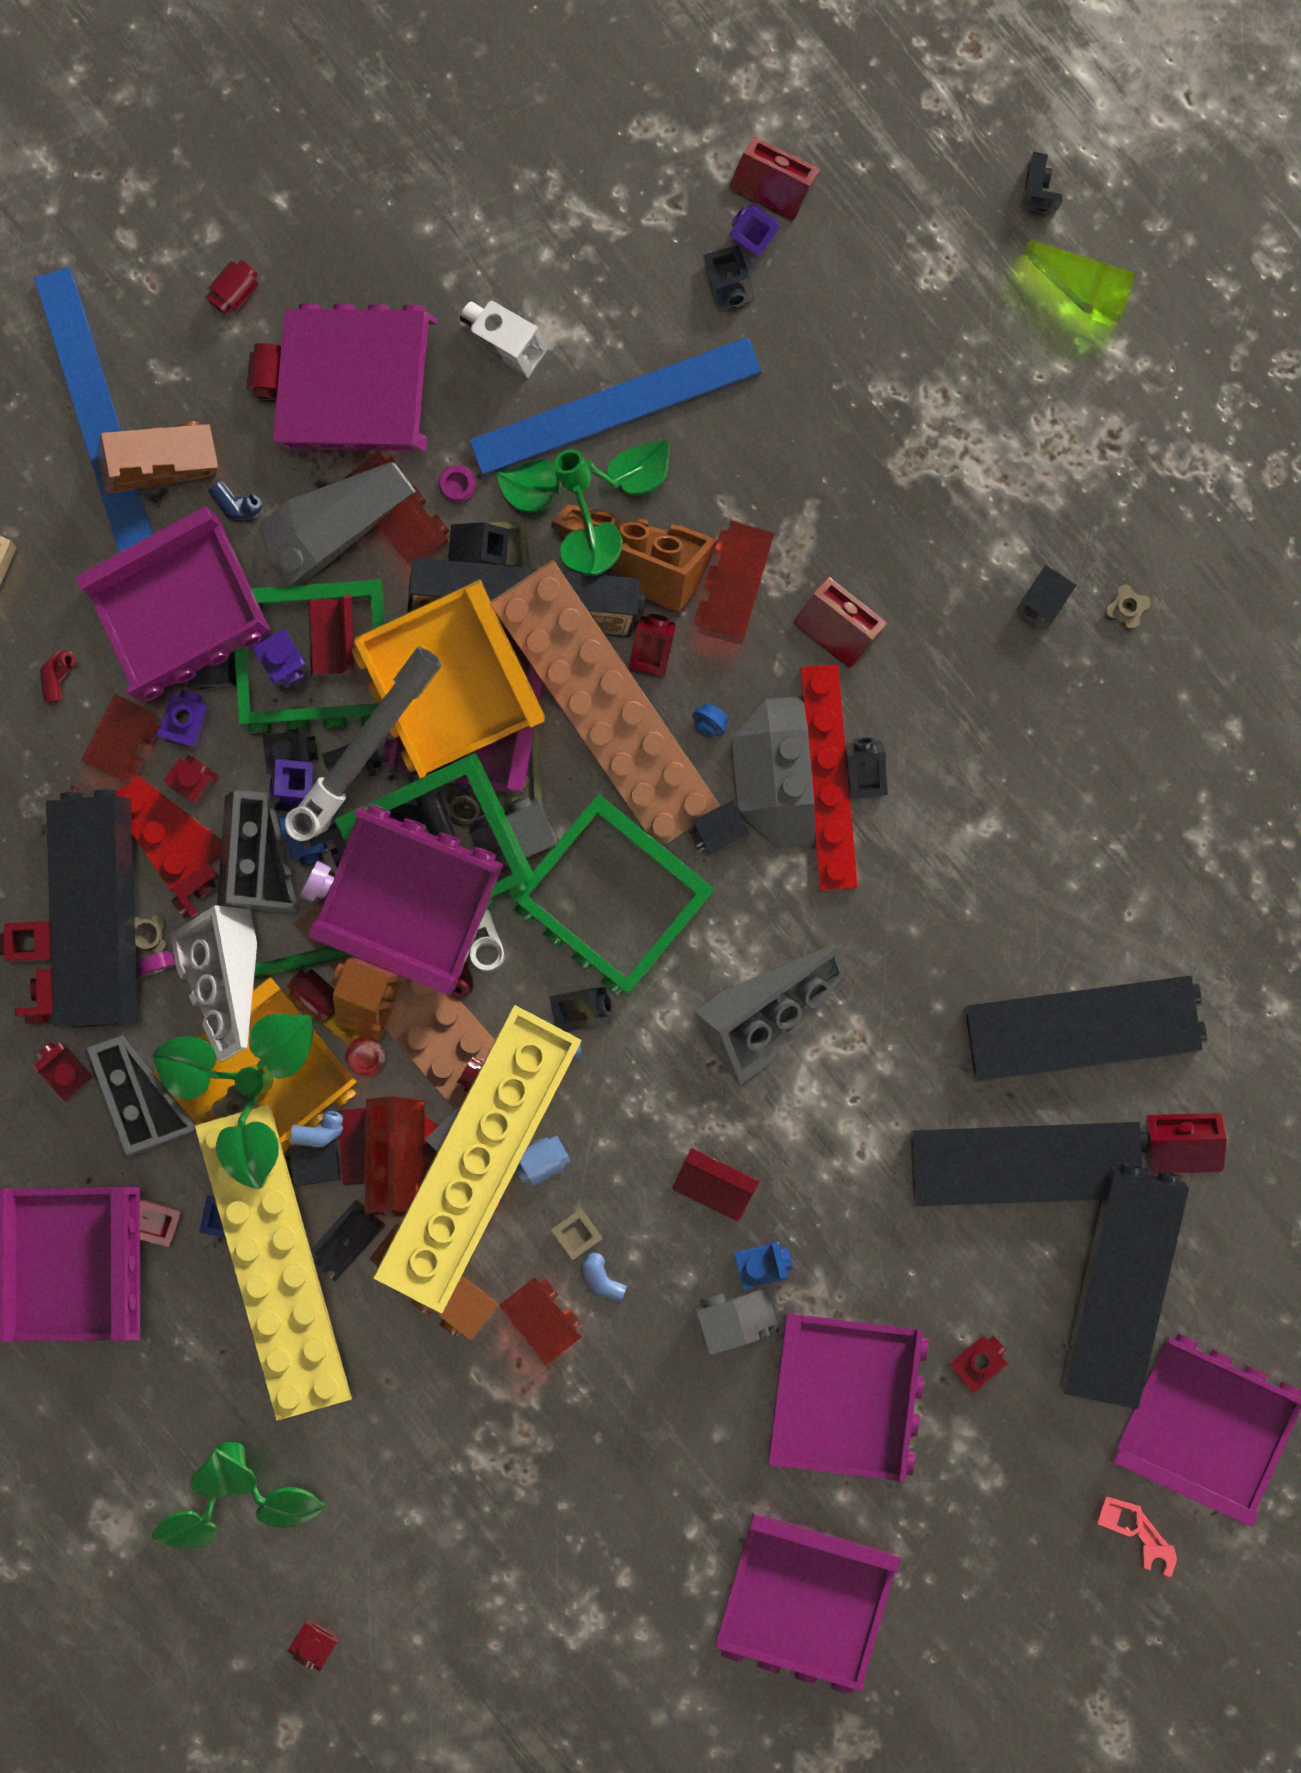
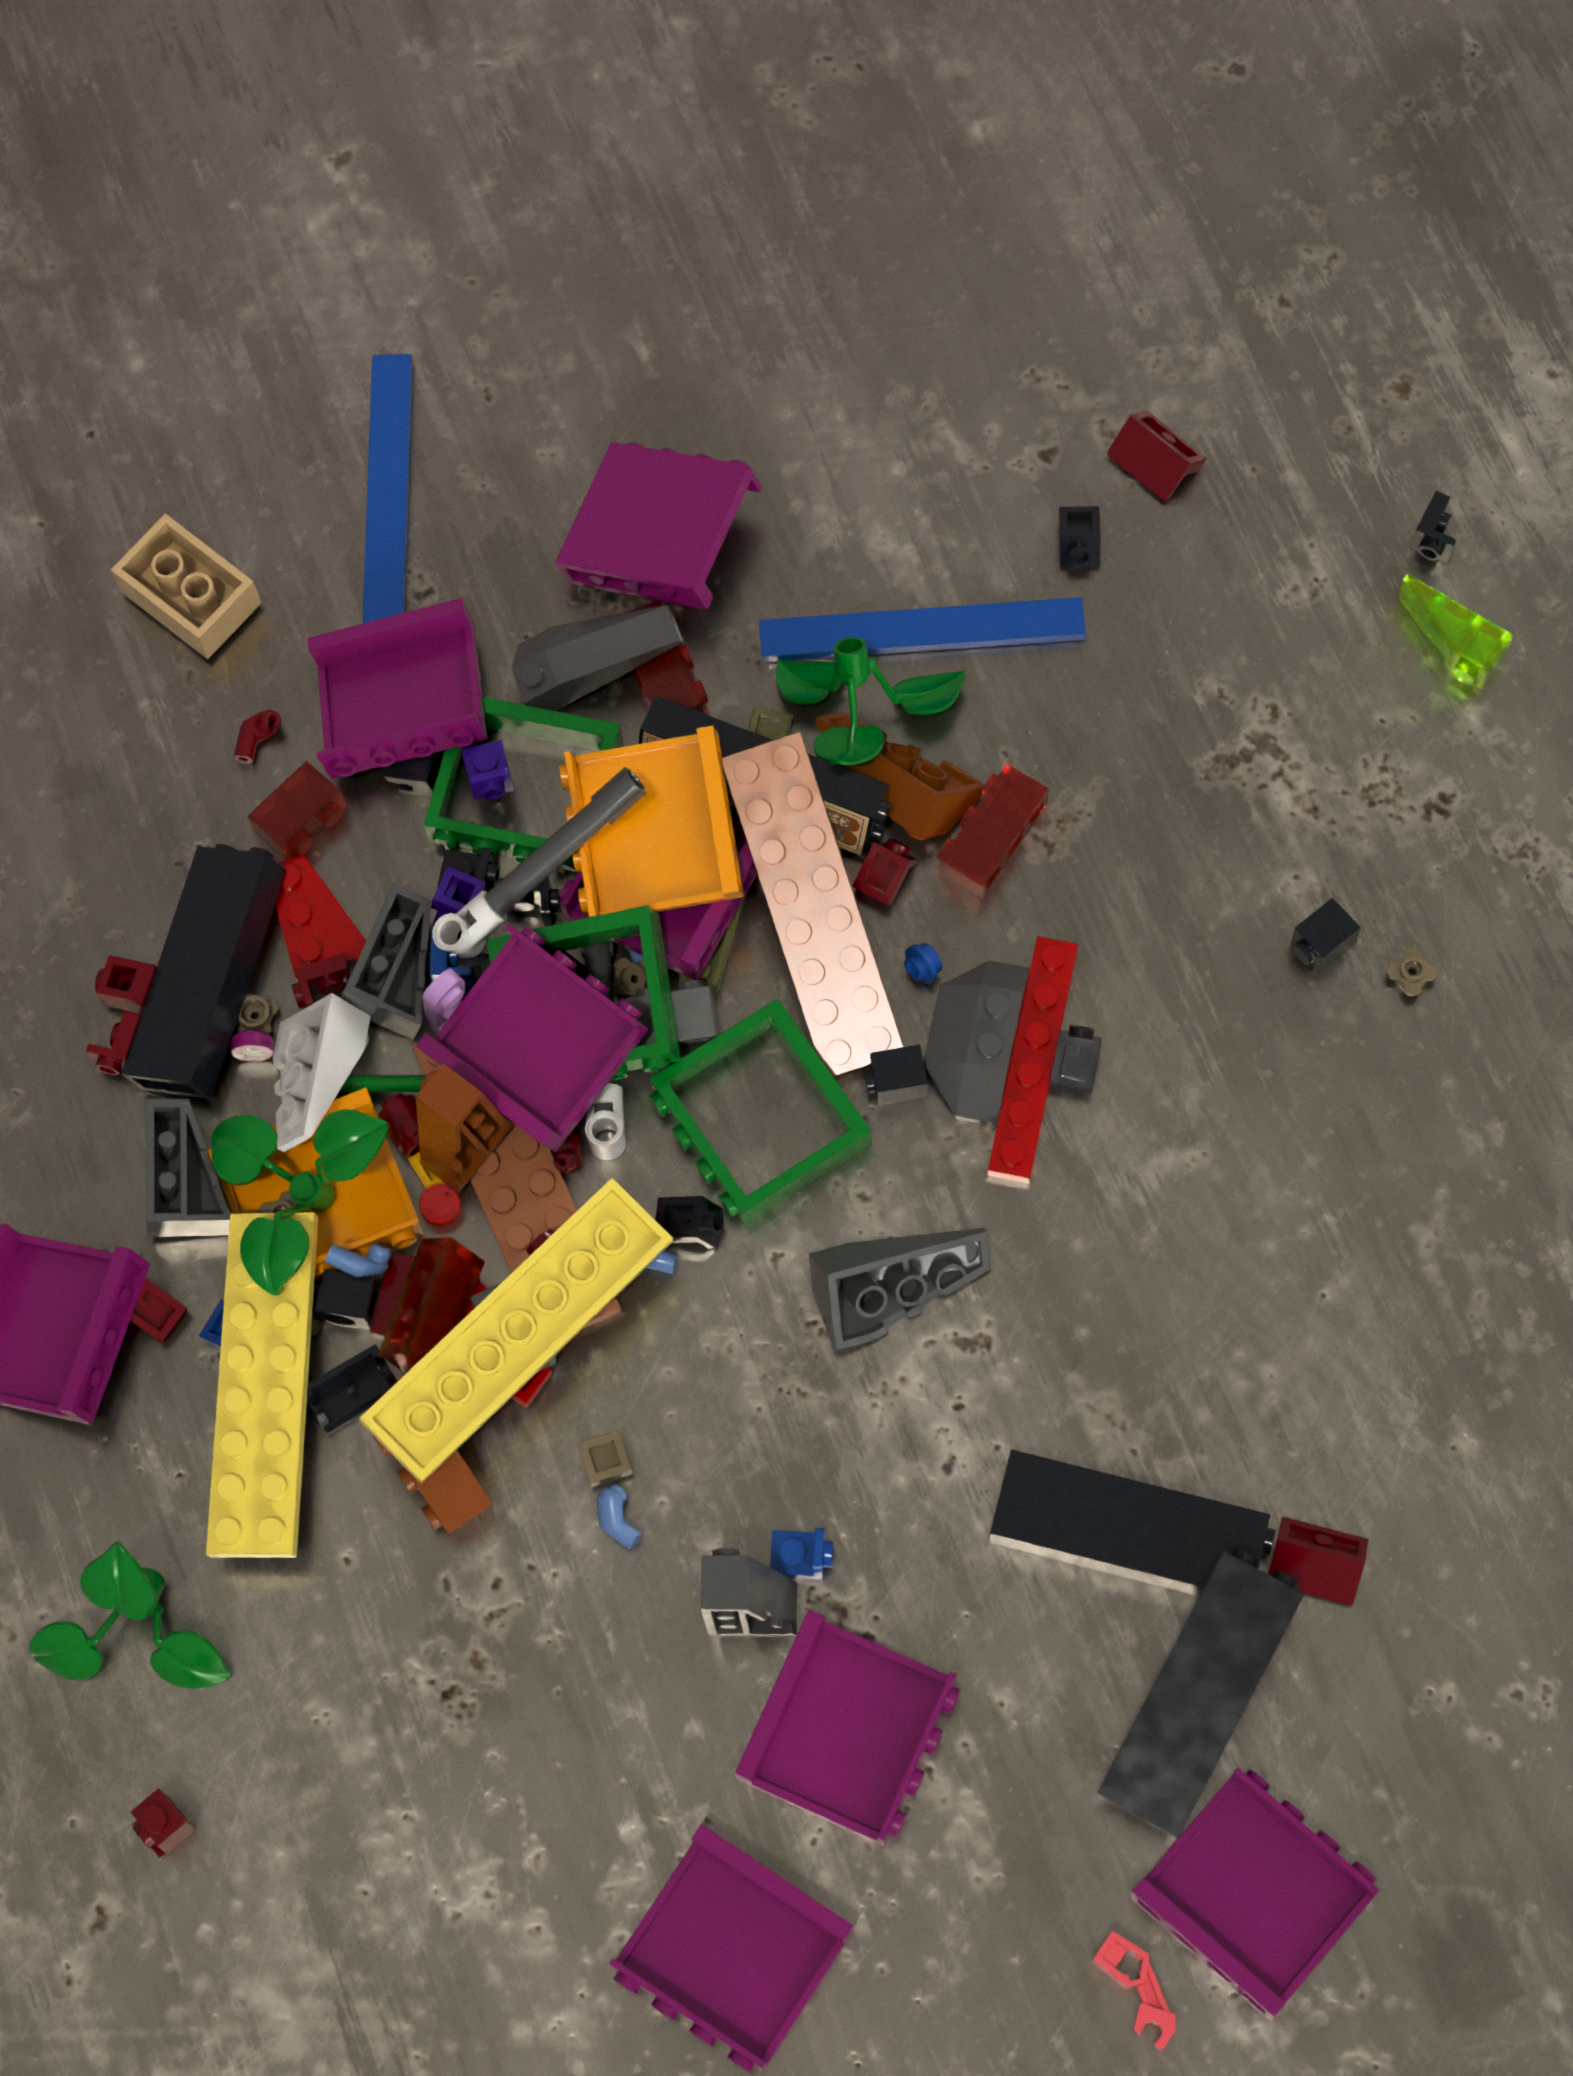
camera: 30 degrees right, 15 degrees down
(62, 1070) = (115, 1126): dark red bracket -> none
(156, 456) = (429, 545): wedge -> none
(186, 733) = (372, 823): dark purple brick -> none
(191, 779) = (355, 871): dark red brick -> none
(232, 287) = (566, 413): dark red brick -> none
(235, 506) = (498, 623): dark blue arm -> none
(264, 370) = (569, 498): dark red brick -> none
(331, 636) = (541, 773): dark red panel -> none
(457, 484) = (732, 661): magenta tile -> none
(478, 543) = (737, 709): black brick -> none
(505, 336) = (830, 529): white torso -> none
(541, 1319) = (535, 1540): clear red brick -> none
(542, 1161) = (592, 1367): medium blue brick -> none
(715, 1184) = (776, 1450): dark red panel -> none
(754, 228) = (1118, 489): dark purple brick -> none
(839, 622) = (1092, 902): dark red panel -> none
(964, 1365) = (1003, 1749): dark red brick -> none
(1085, 1028) = (1238, 1399): black brick -> none

